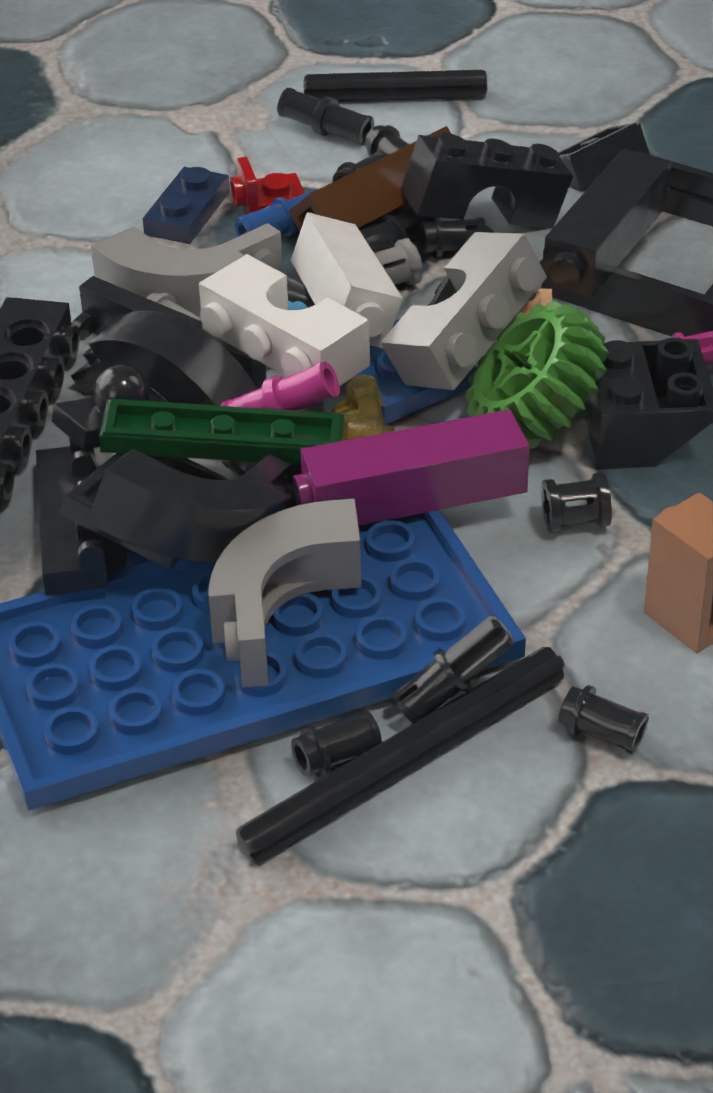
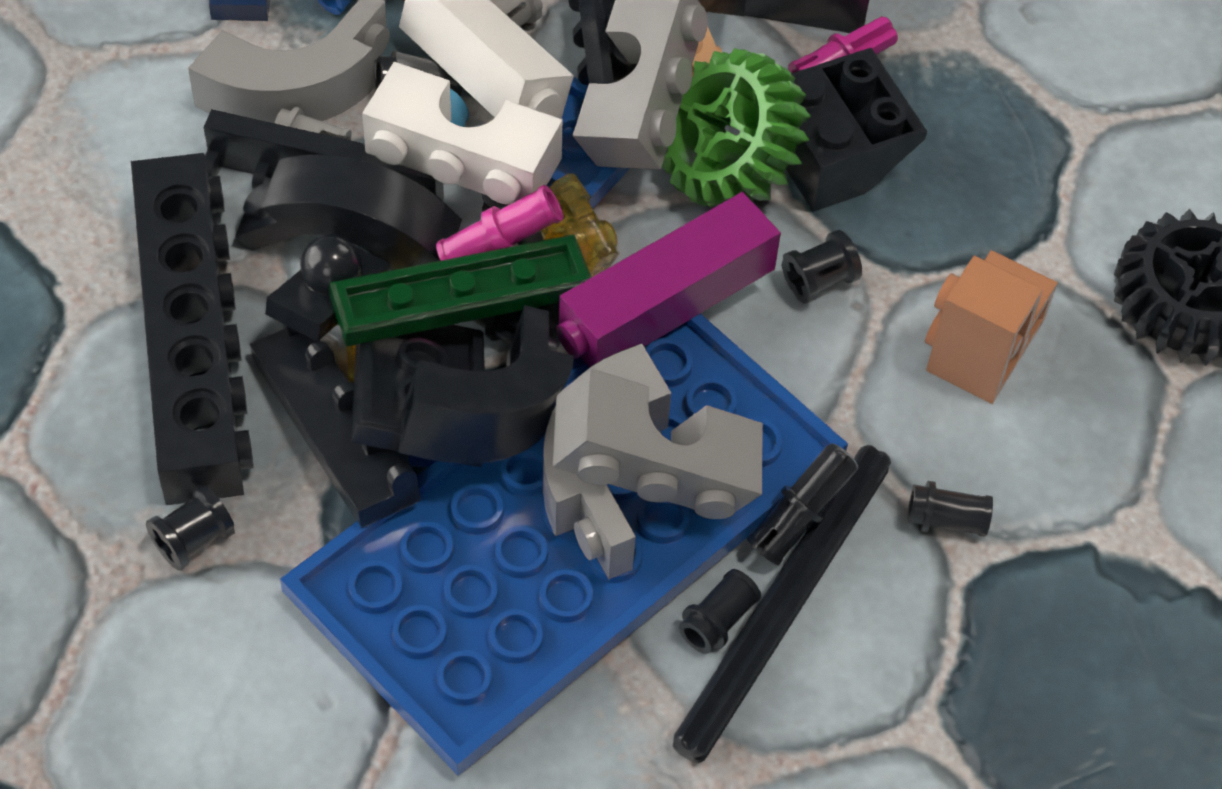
camera: 25 degrees left, 15 degrees up
(277, 555) = (610, 439): none -> light grey arch

